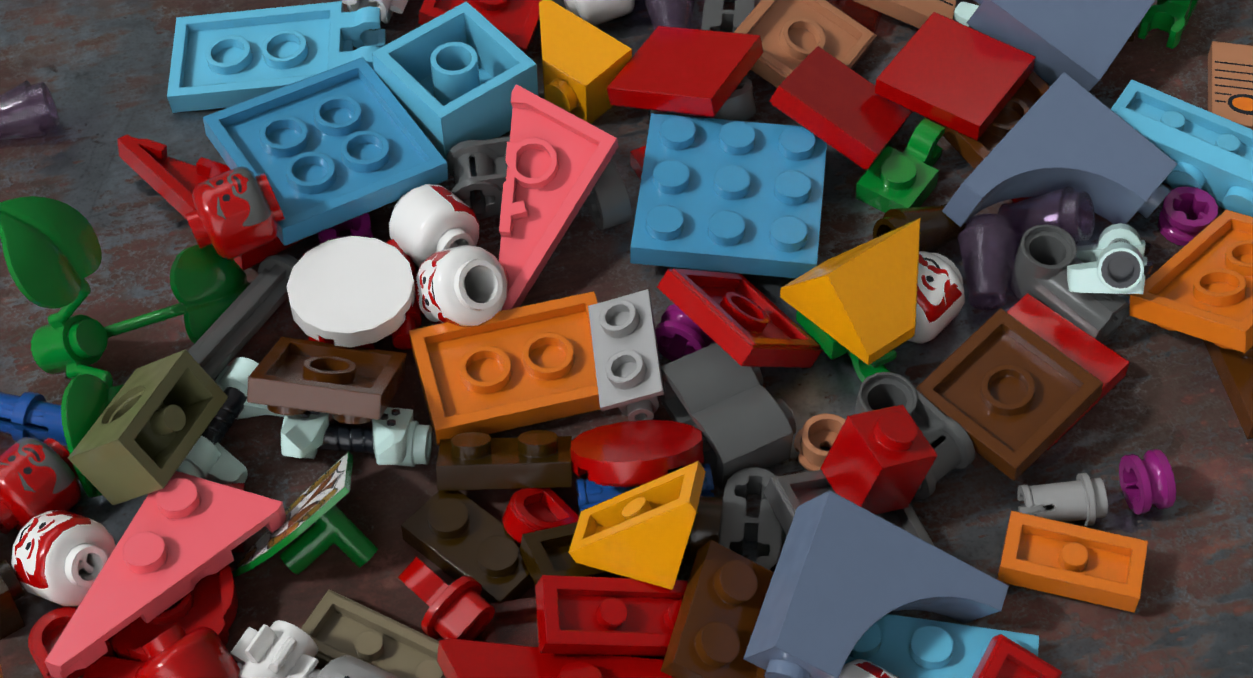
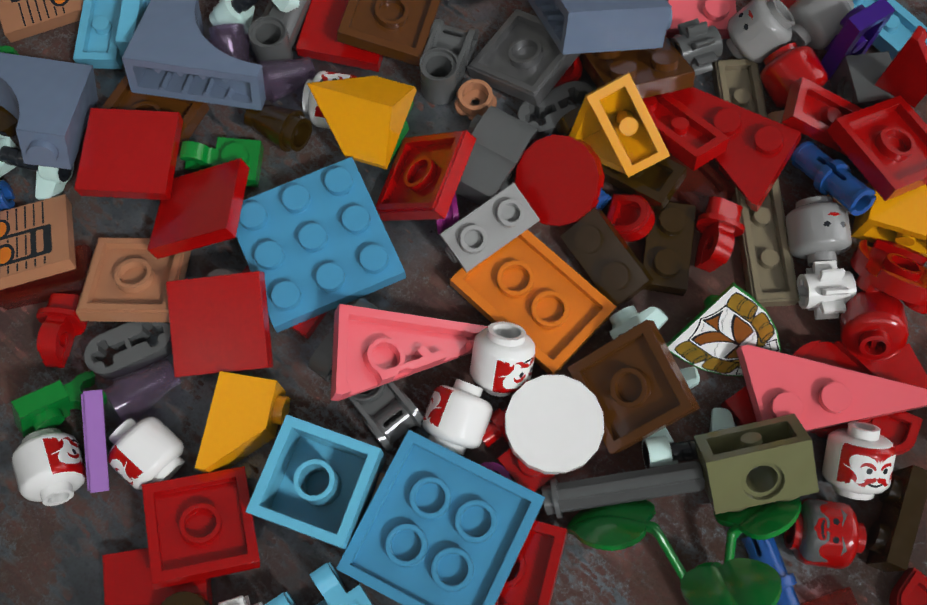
camera: 120 degrees left, 20 degrees up
(235, 213) = (565, 528): red head -> none
(879, 459) = (494, 41): red brick -> none

